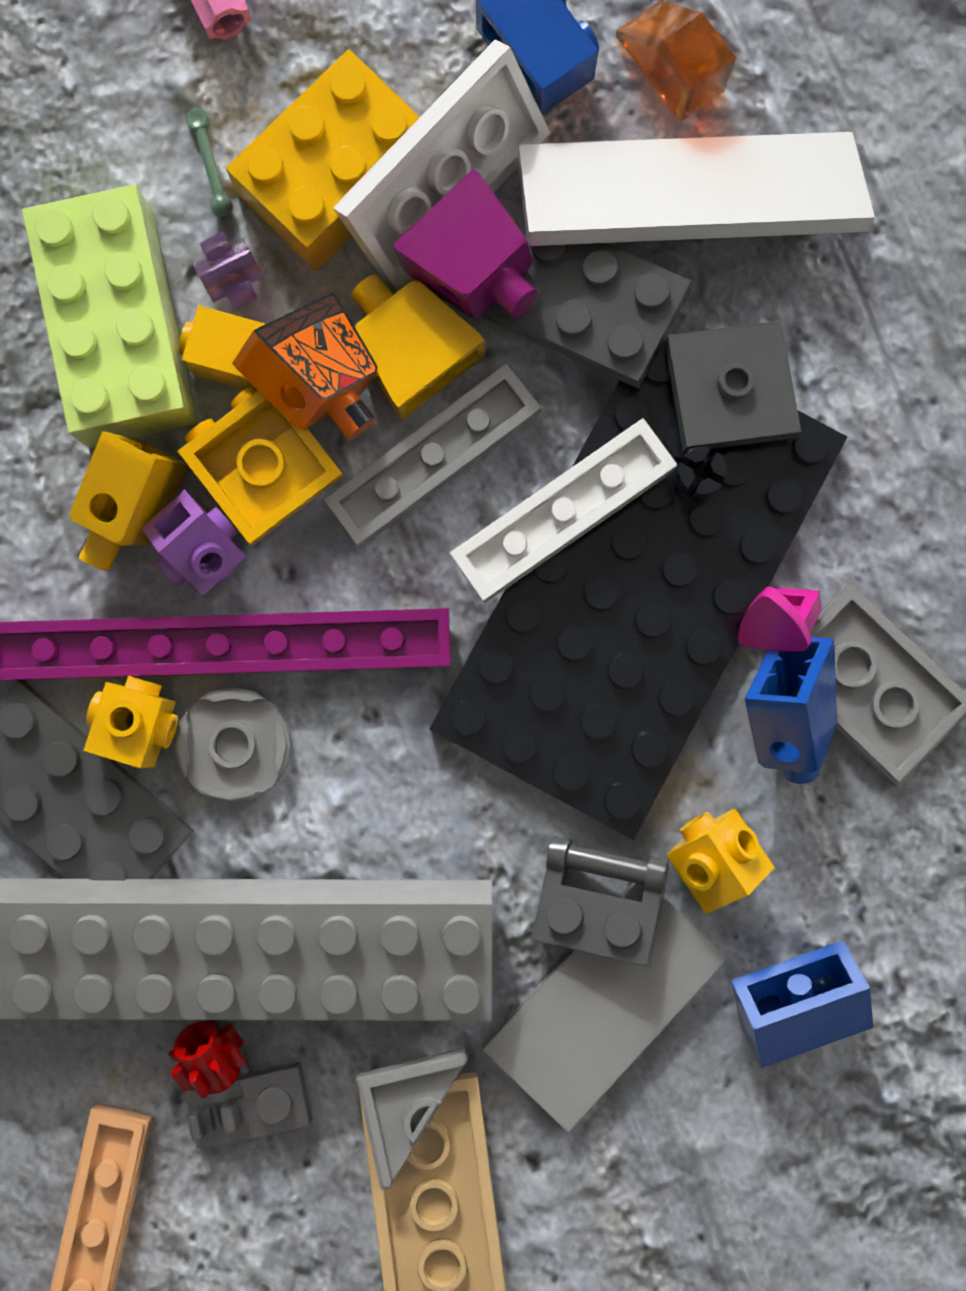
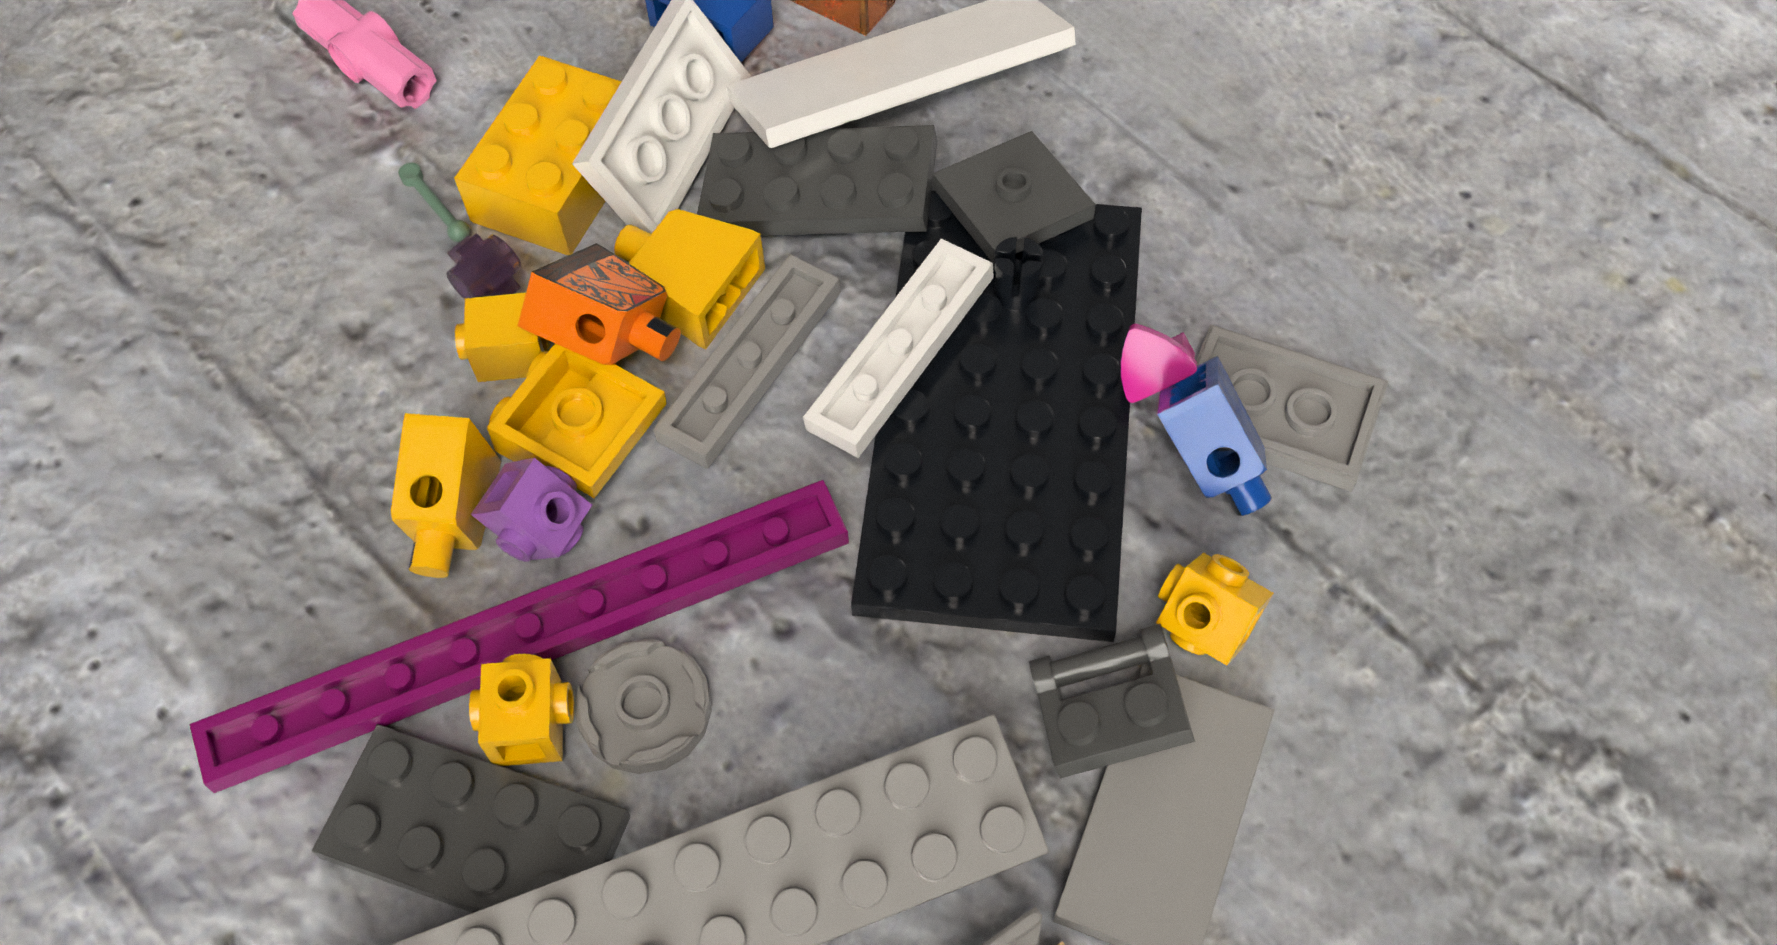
camera: 20 degrees left, 25 degrees down
(109, 315) = (374, 340): yellowish green brick -> none
(469, 251) = (716, 166): magenta torso -> none
(803, 1003) = (1375, 714): blue brick -> none

